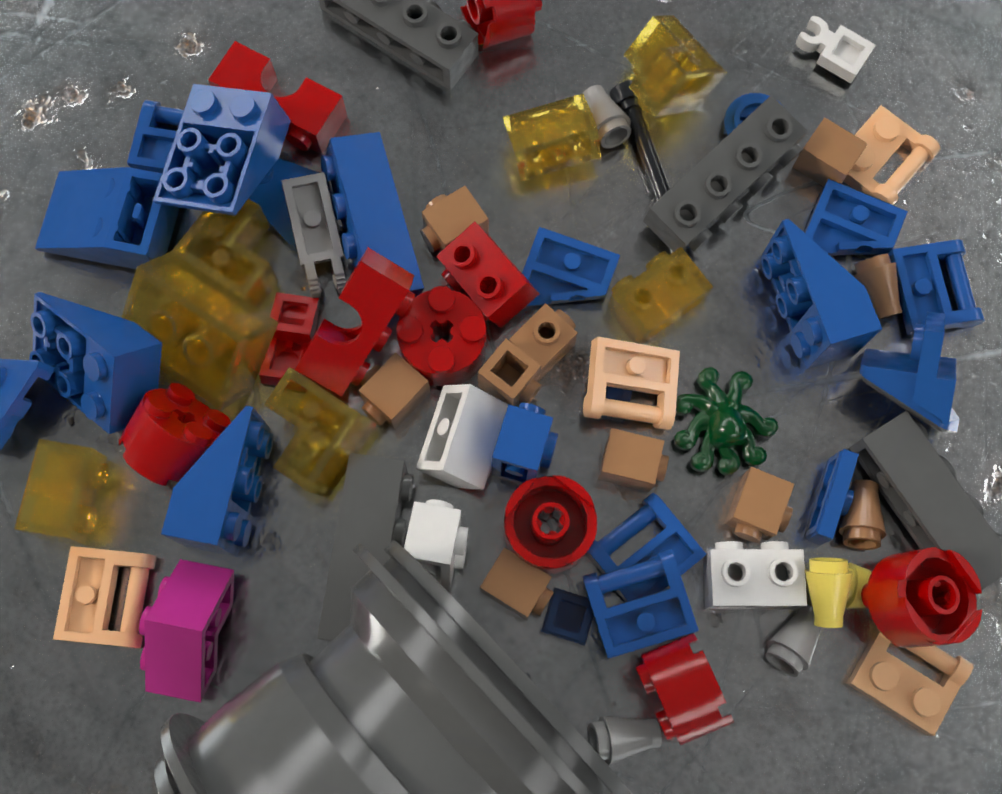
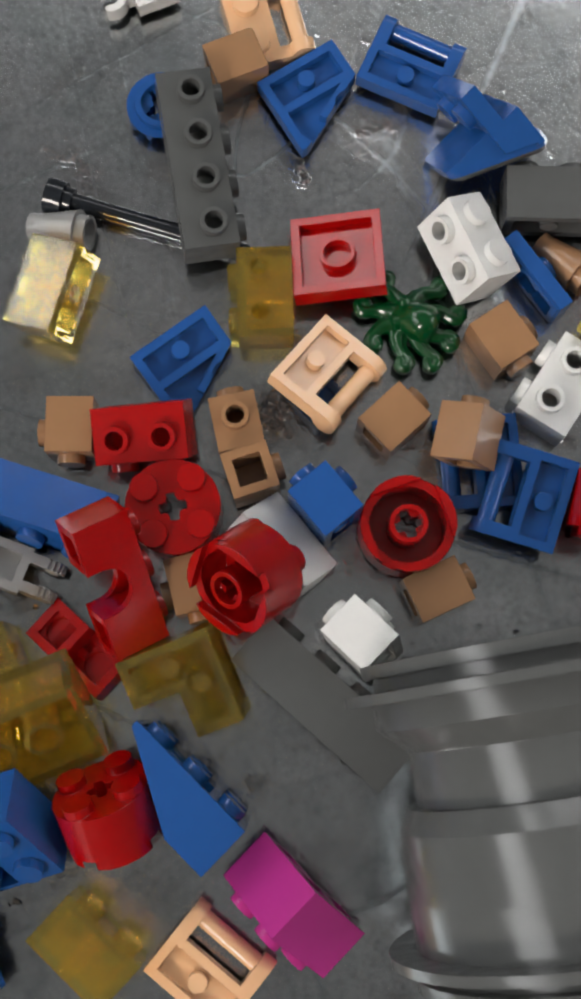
camera: 55 degrees left, 5 degrees up
(420, 418) = (246, 577): none -> red brick
(568, 617) = (491, 564): dark blue tile -> none
(658, 522) = (468, 433): none -> medium nougat brick
(671, 68) = (60, 139): clear yellow brick -> none
(732, 330) = (338, 257): none -> plate
(815, 427) = (468, 248): none -> white brick
(818, 297) = (358, 166): blue slope -> none
(881, 283) = (379, 109): medium nougat cone -> none

